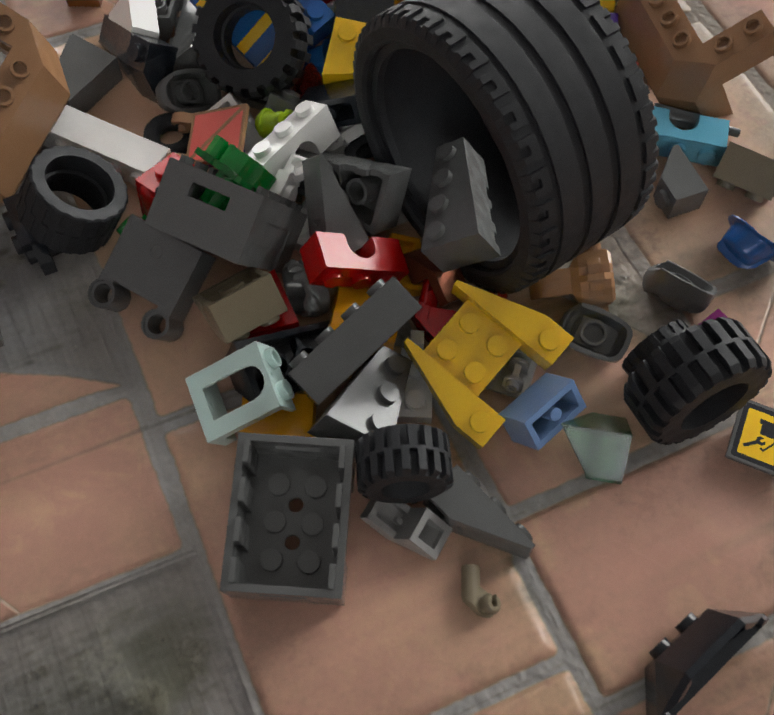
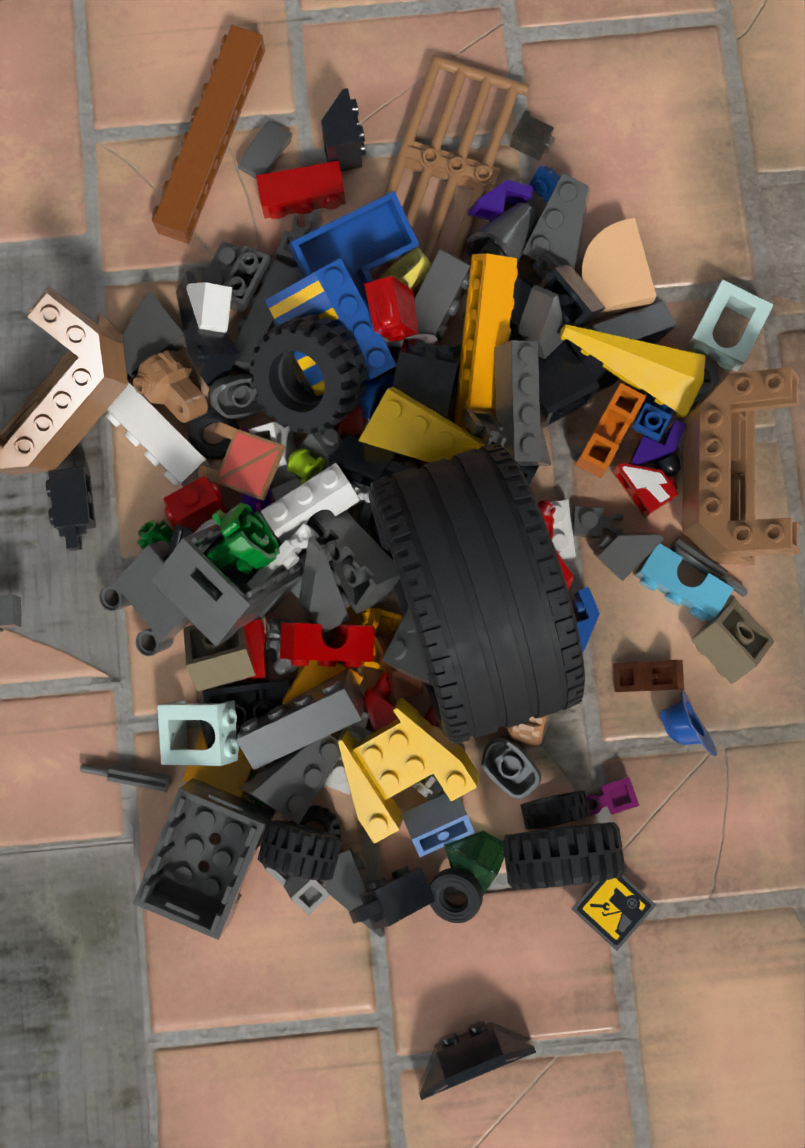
camera: 20 degrees right, 20 degrees up
(80, 174) = (135, 483): black tyre -> none
(114, 98) = (166, 381): none -> medium nougat piece
(173, 476) = (130, 776): none -> dark grey axle
(474, 596) = (329, 951): dark tan arm -> none
(528, 499) = (393, 899): none -> black hinge
(610, 497) = (468, 883): none -> black tyre
(679, 186) = (656, 636): dark grey slope -> none
(679, 287) = (607, 742): dark grey piece -> none
(695, 221) = (648, 676): none -> copper slope

